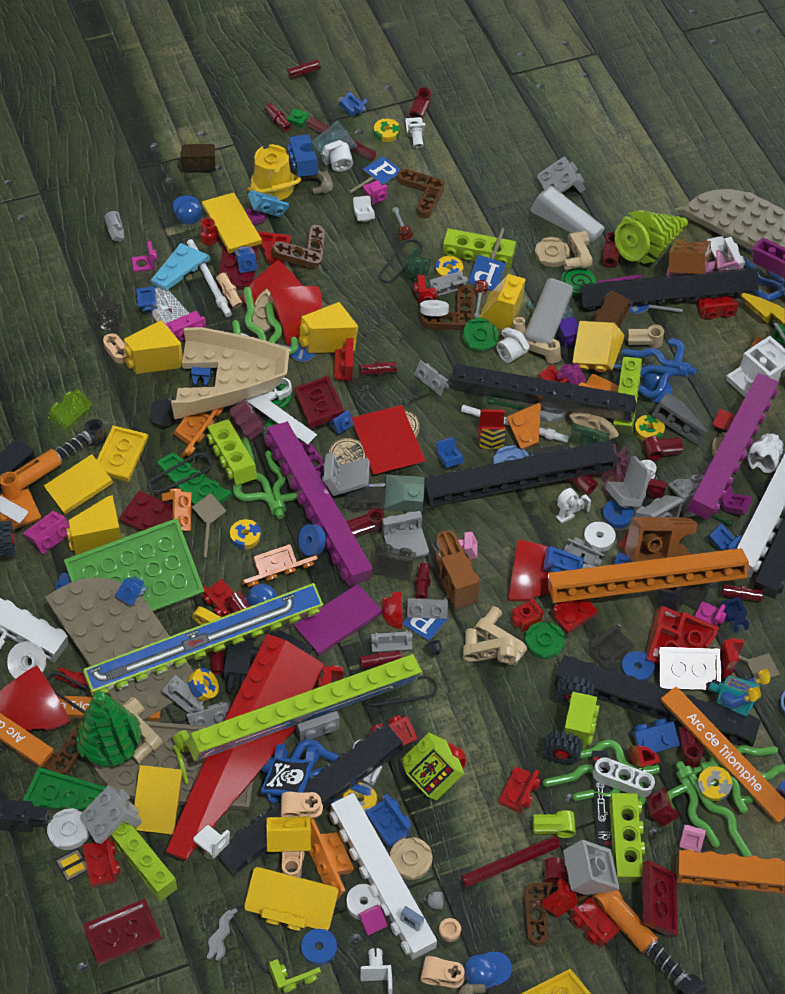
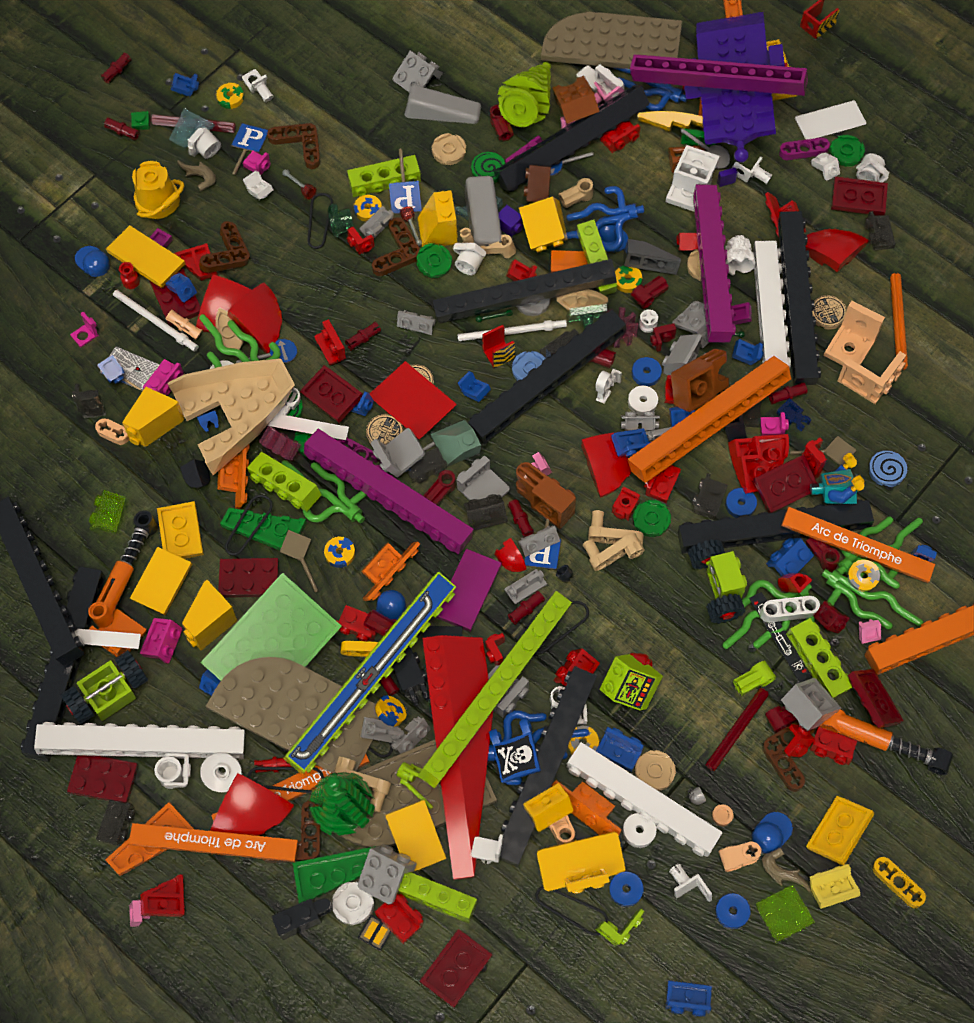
camera: 25 degrees left, 10 degrees up
(114, 226) = (35, 310): light grey hinge -> none
(131, 589) = (280, 659): blue bracket -> none
(177, 265) = (120, 322): medium azure wing -> none
(181, 507) = (270, 556): orange bracket -> none
(198, 157) = (71, 203): dark brown bracket -> none
(216, 940) = (539, 932): light grey hair -> none
(267, 203) = (167, 221): dark azure bracket -> none
(299, 804) = (541, 779): light nougat piece -> none
(302, 156) = (177, 163): blue arch -> none
(312, 539) = (411, 528): blue piece -> none
(327, 329) = (299, 321): yellow slope -> none
(372, 919) = (657, 841): dark pink tile -> none
(412, 918) = (694, 826): sand blue tile -> none
(421, 103) = (246, 54): dark red piece -> none
(434, 308) = (379, 253): white piece -> none
(518, 789) = (708, 662): red bracket -> none
(526, 426) = (525, 328): orange wing -> none
(573, 374) = (537, 259): magenta bracket -> none
(578, 243) = (467, 130): tan beam -> none
(633, 488) = (649, 340): light grey bracket -> none

